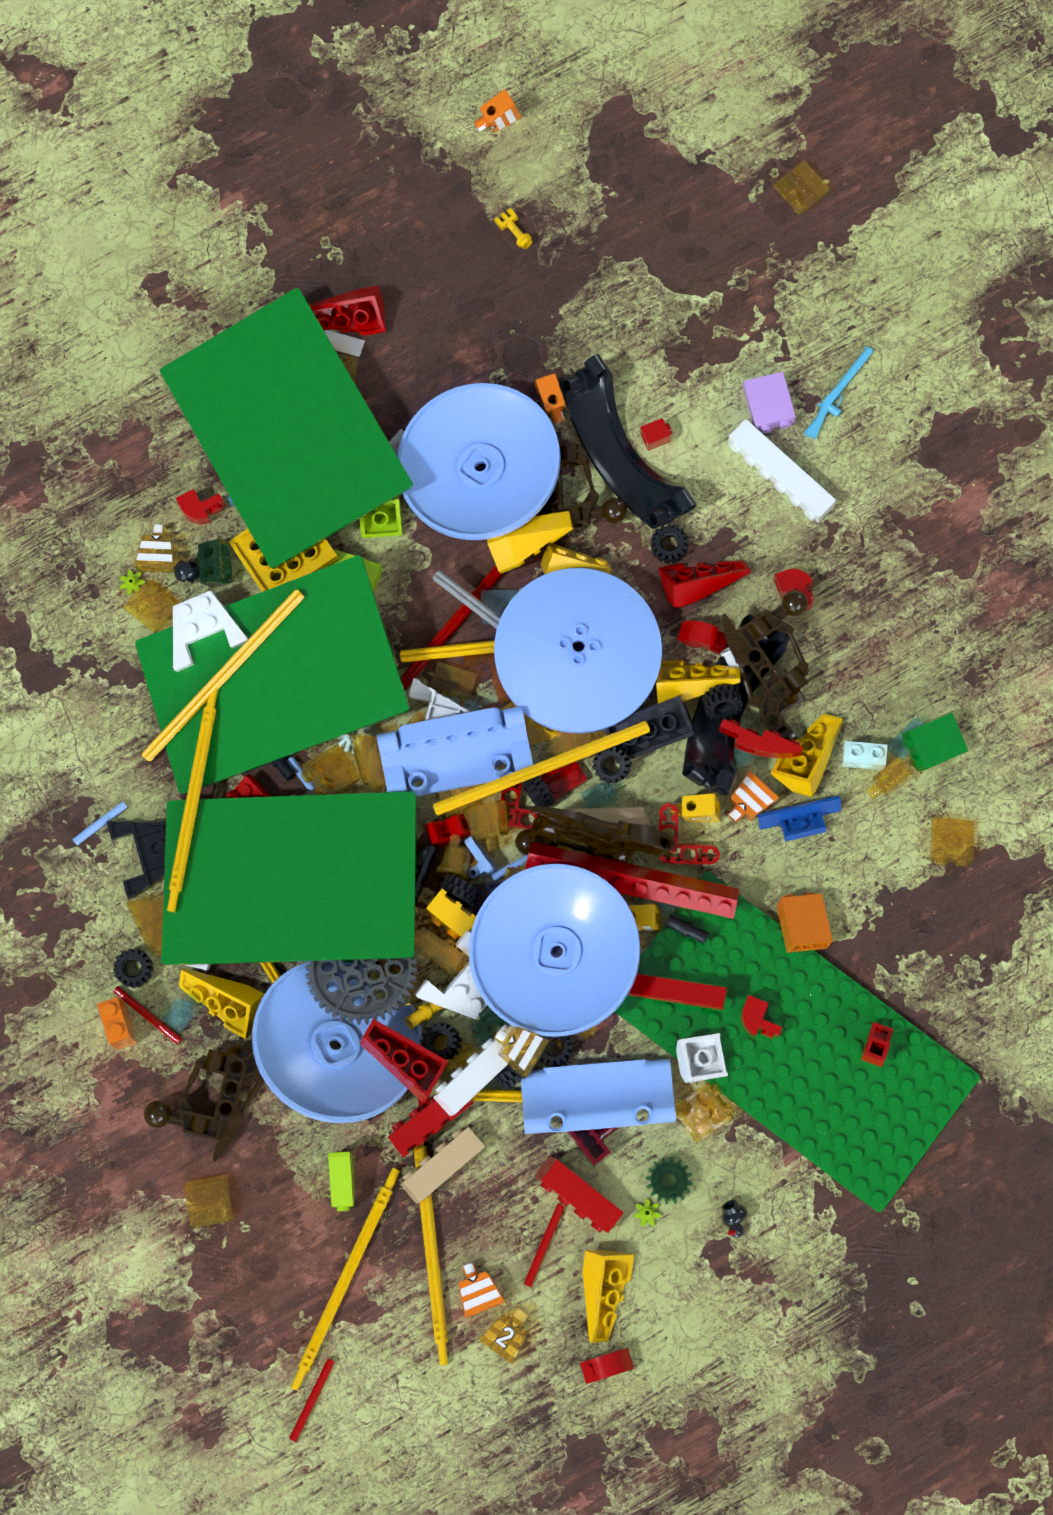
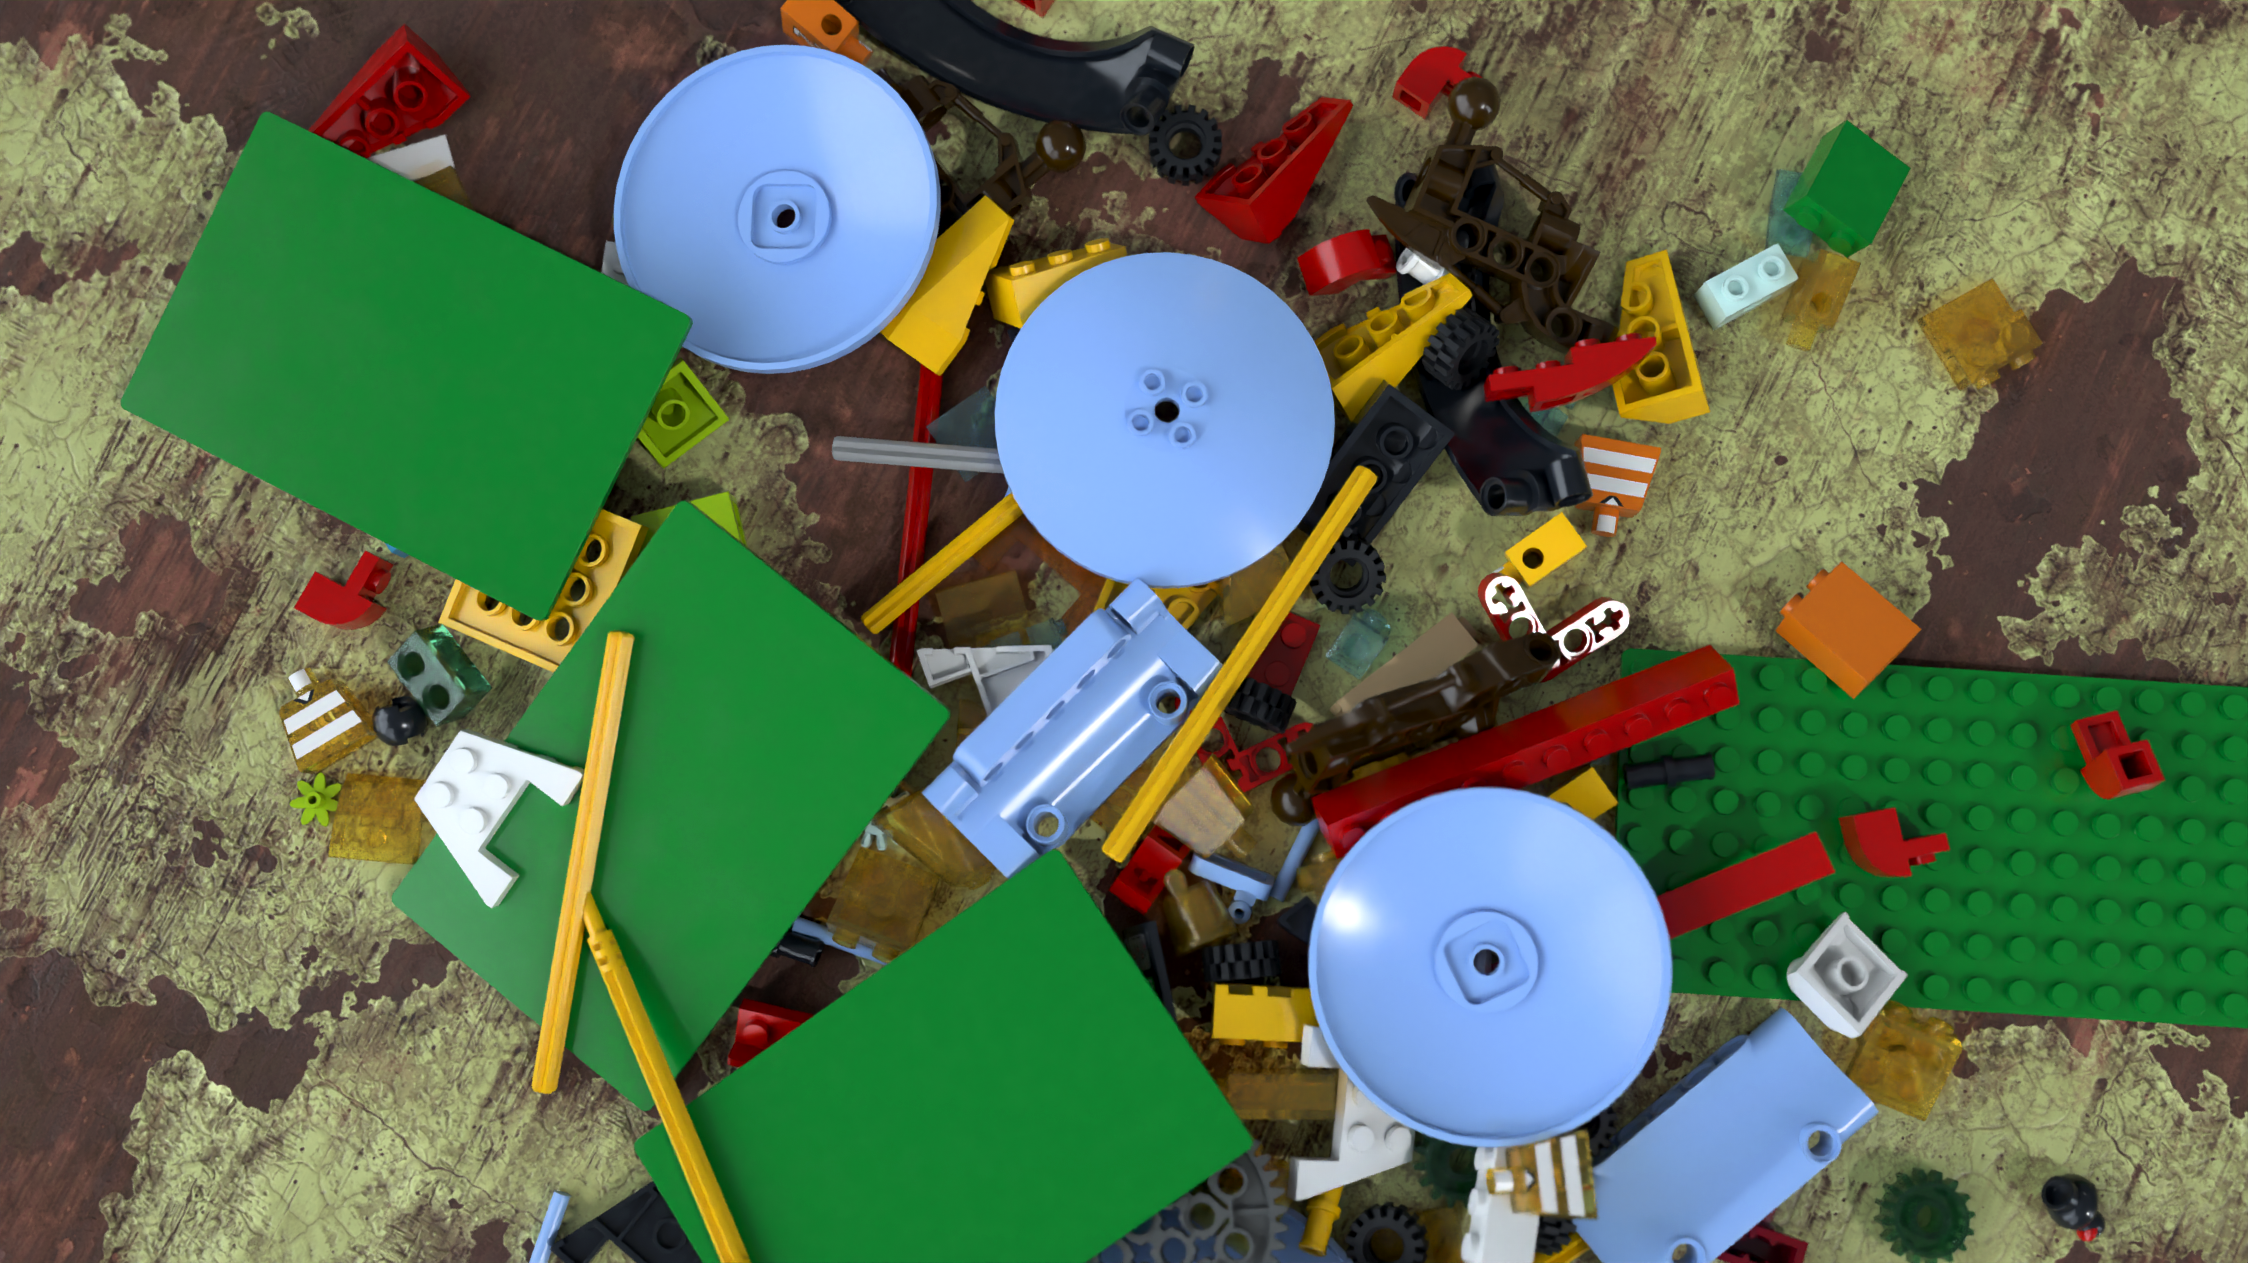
camera: 35 degrees left, 5 degrees up
(801, 819) = (1717, 462): blue bracket -> none

